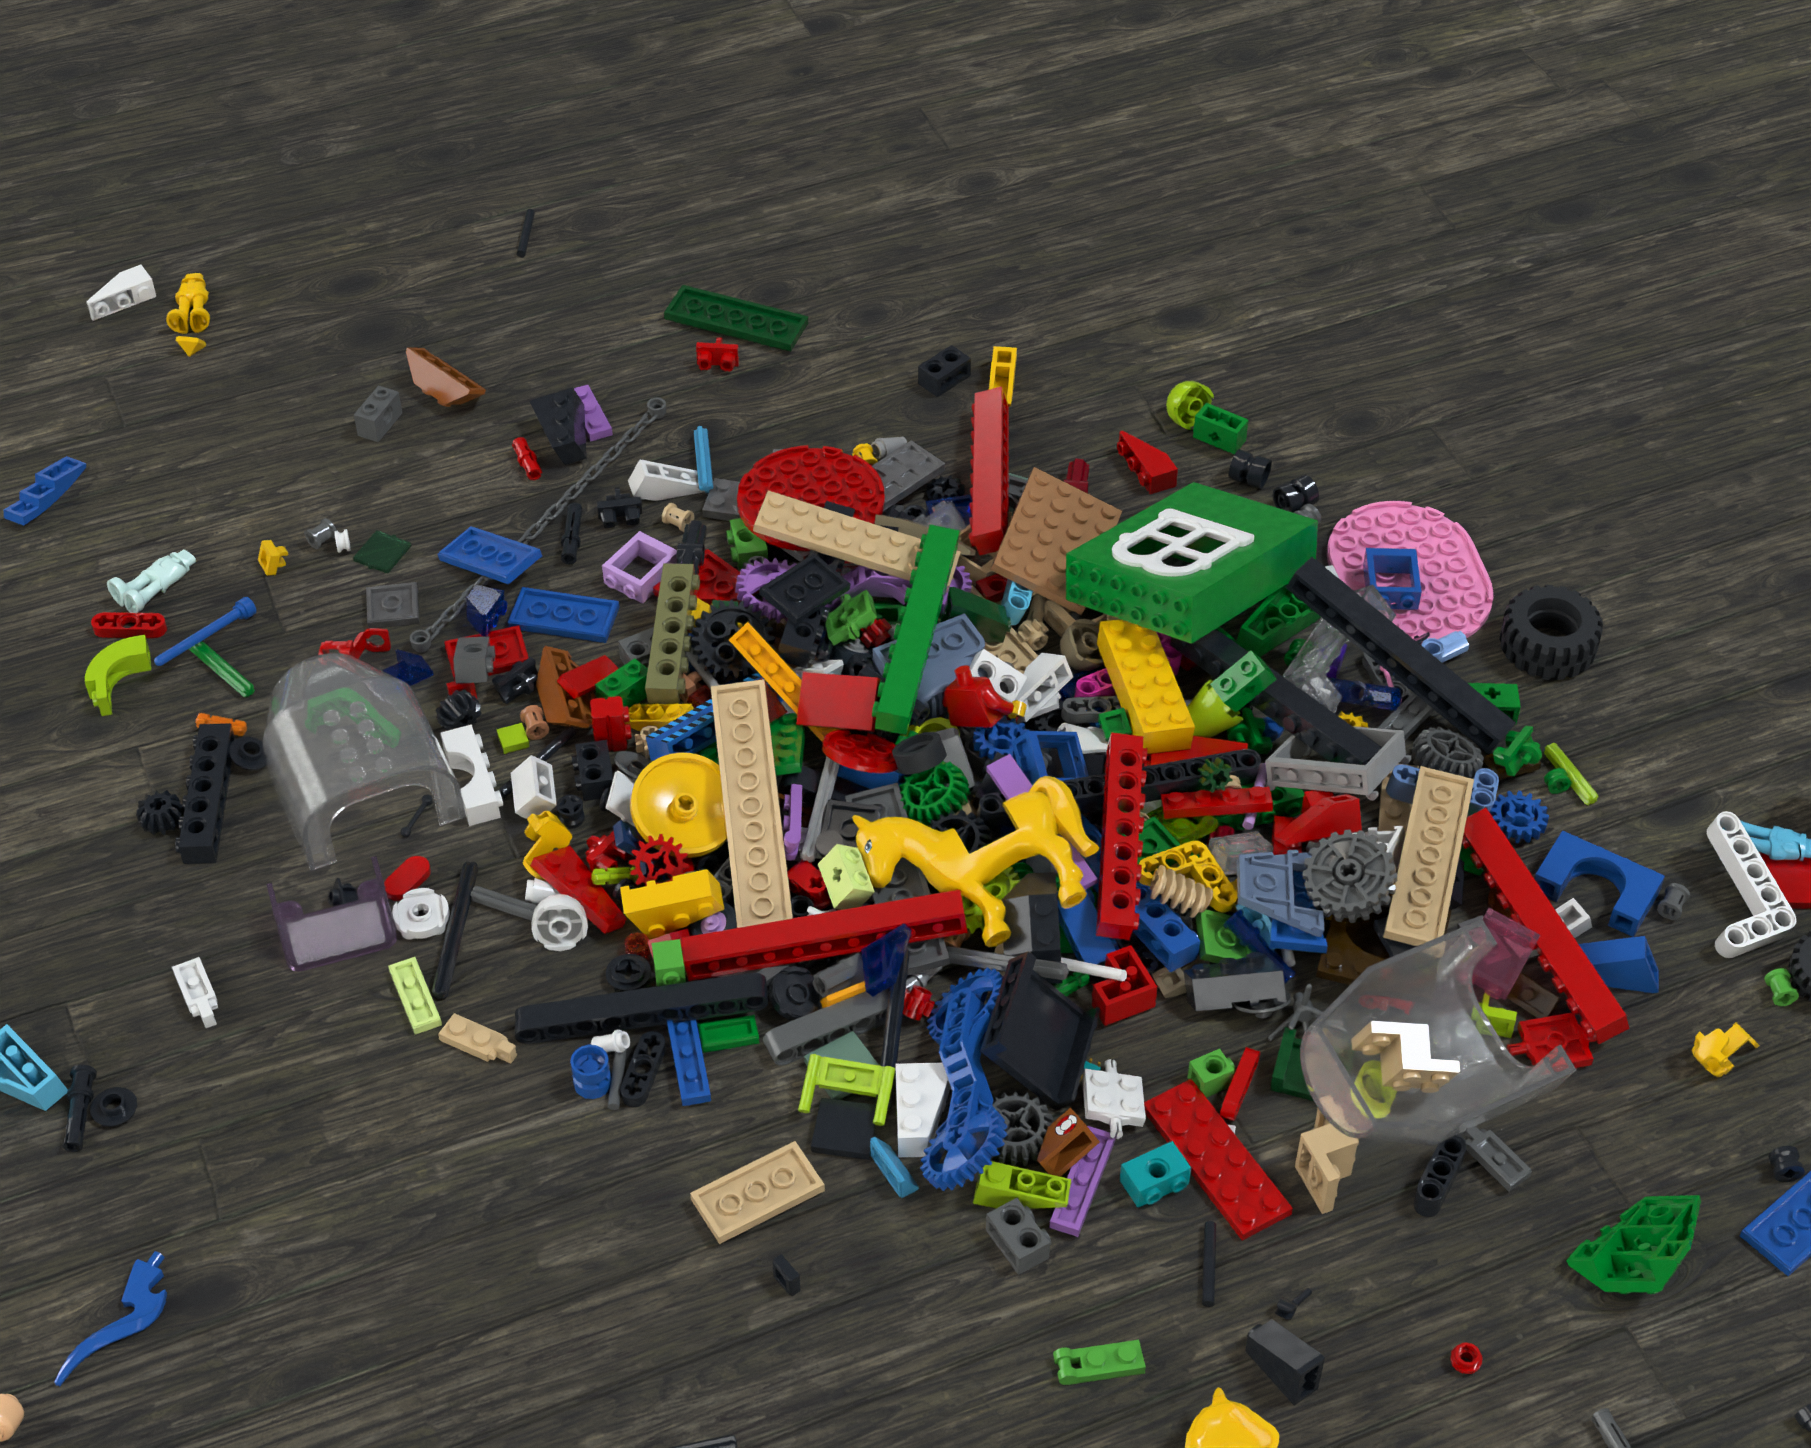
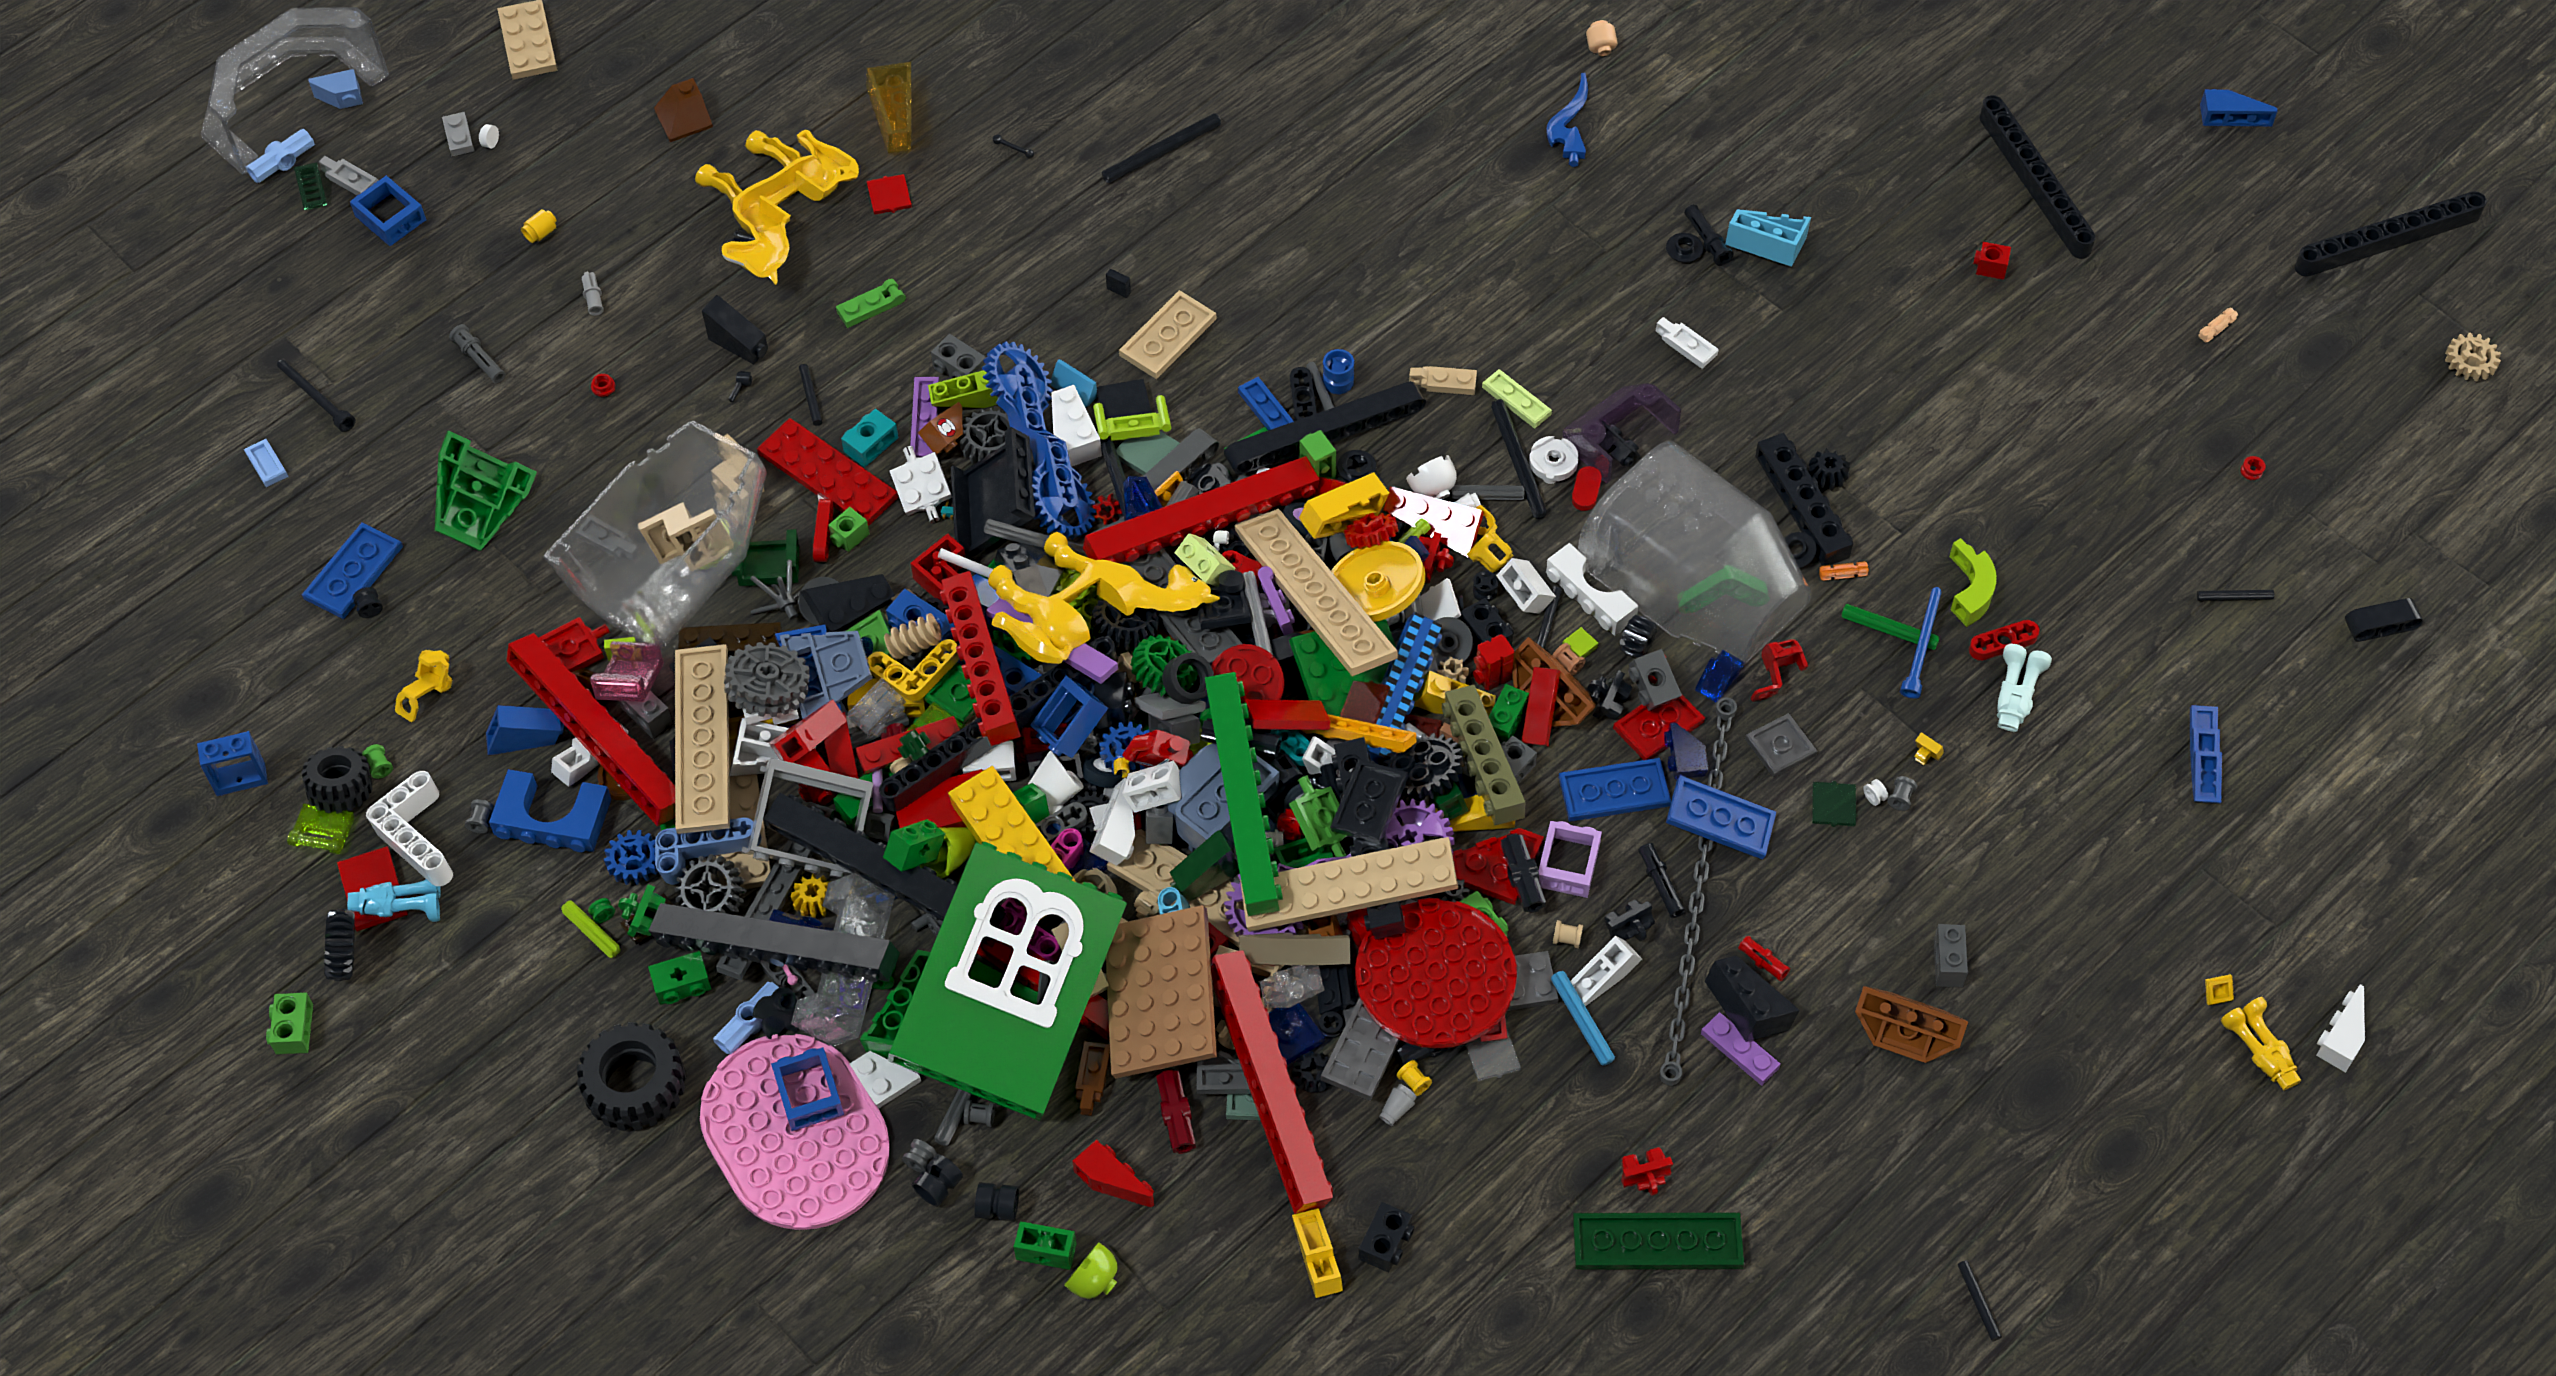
camera: 160 degrees right, 10 degrees up
(617, 1041) = (1331, 400): white pin -> none

